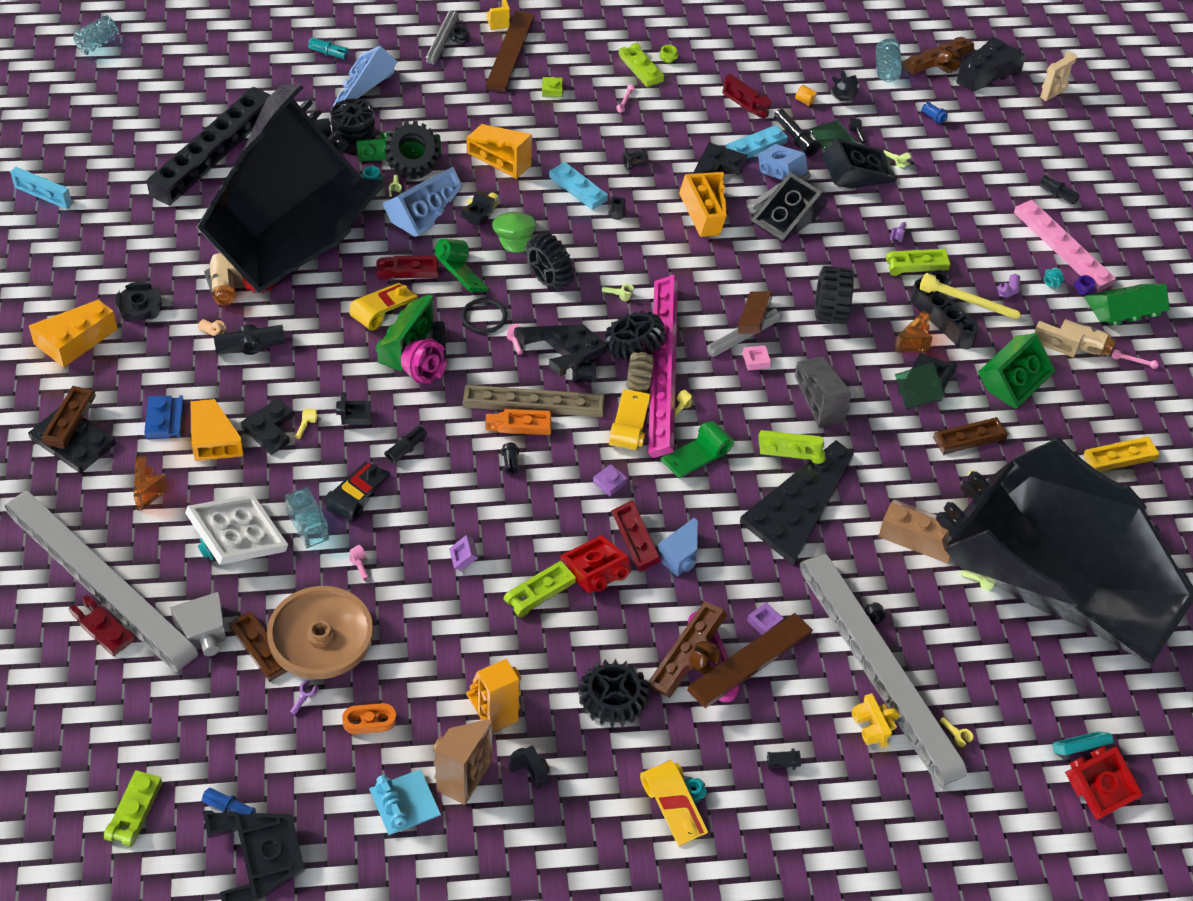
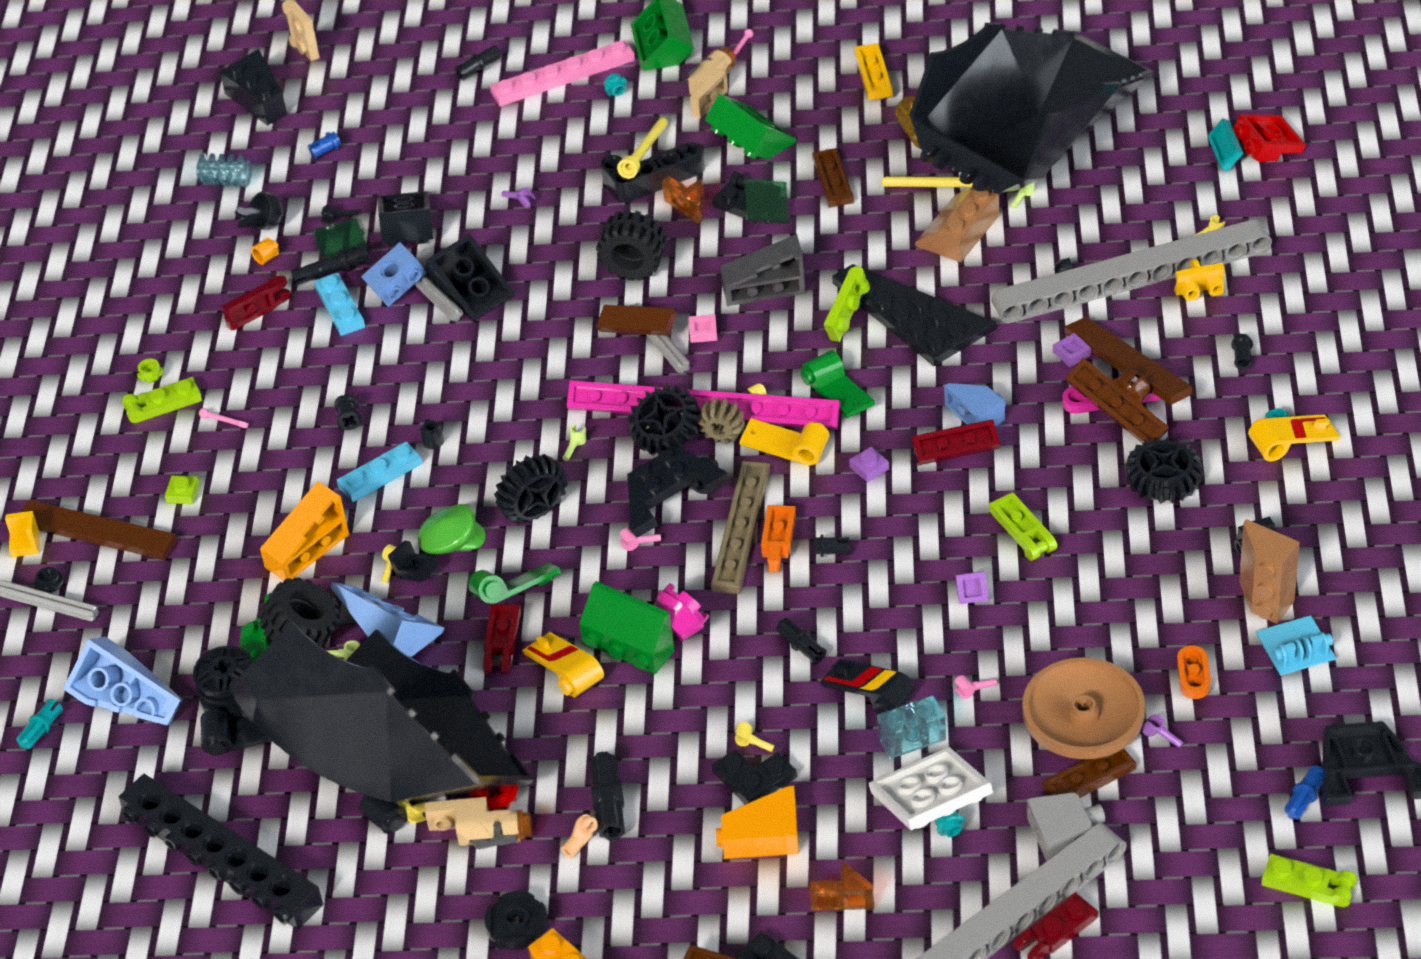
camera: 75 degrees left, 5 degrees down
(164, 417) = (725, 885): blue plate -> none
(353, 411) = (745, 687): black bracket -> none
(480, 330) = (591, 550): black piece -> none
(496, 694) = (1178, 549): light orange wedge -> none
(597, 564) = (994, 473): red plate -> none
(705, 201) = (450, 347): light orange wedge -> none
(719, 157) = (366, 337): black plate -> none
(901, 161) = (399, 183): yellowish green hand -> none
(917, 261) = (571, 185): lime plate -> none
(942, 56) = (225, 127): reddish brown plate -> none
(1011, 288) = (623, 119): medium lavender arm -> none
(1085, 285) = (629, 63): dark purple plate -> none

